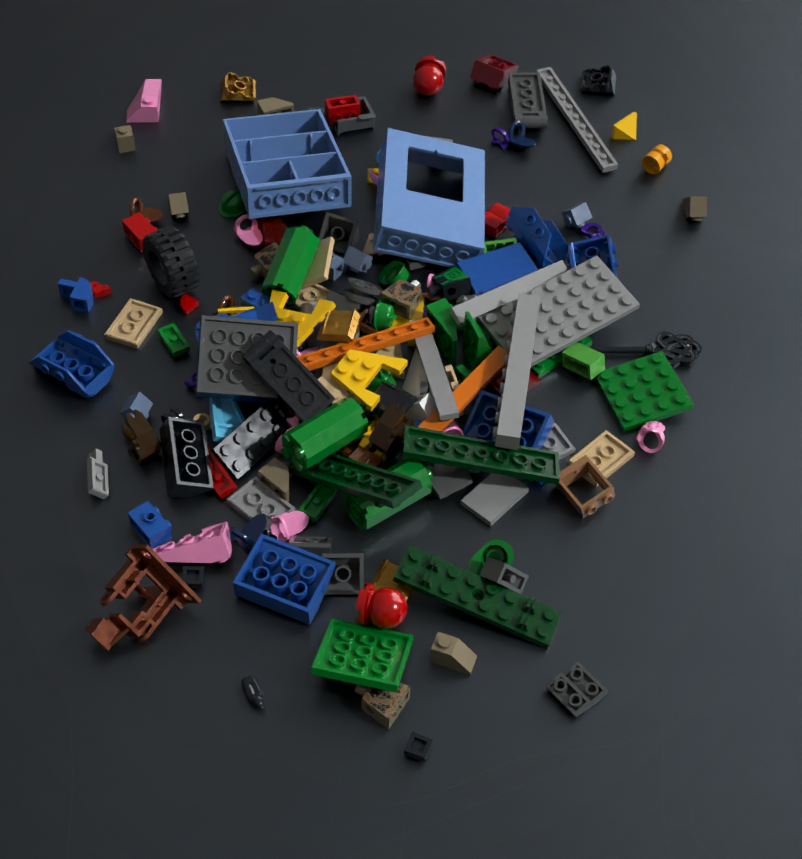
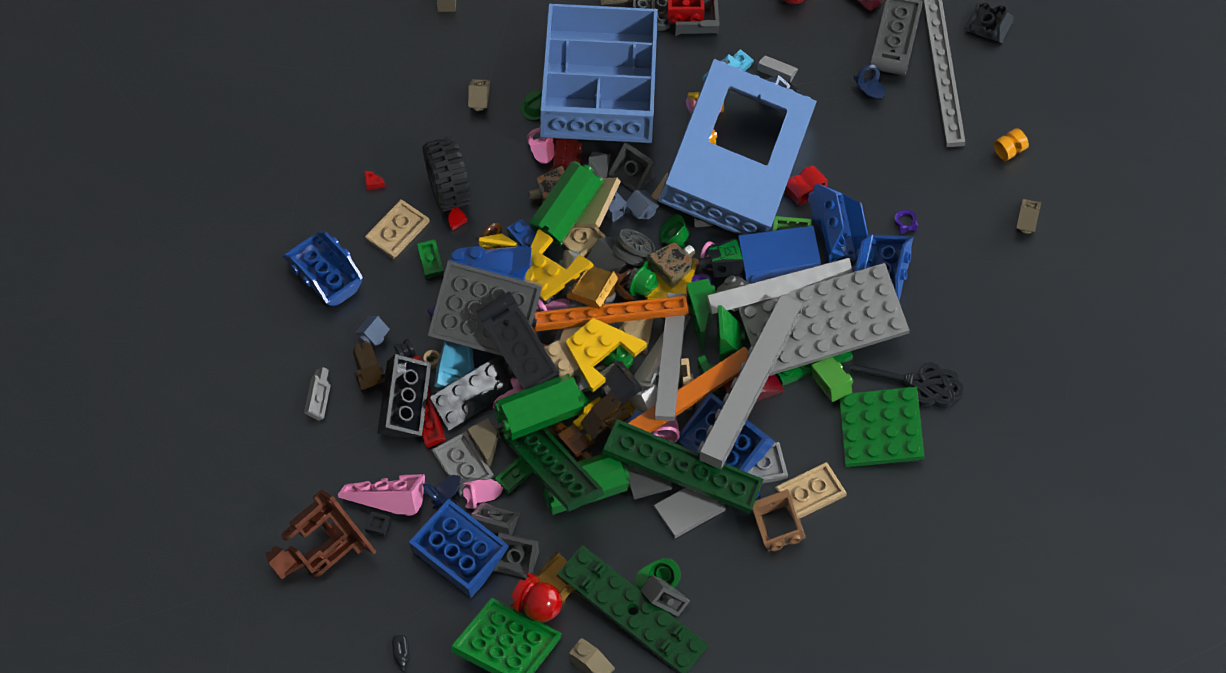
camera: 20 degrees right, 10 degrees up
(79, 293) = (353, 183): blue brick -> none
(136, 229) = (430, 121): red brick -> none
(150, 524) = (352, 460): blue brick -> none
(152, 214) = (441, 98): reddish brown piece -> none
(503, 144) = (848, 79): dark purple piece -> none
(576, 215) = (893, 199): sand blue brick -> none
(625, 128) = (994, 94): yellow slope -> none
(654, 427) = (874, 473): bright pink piece -> none

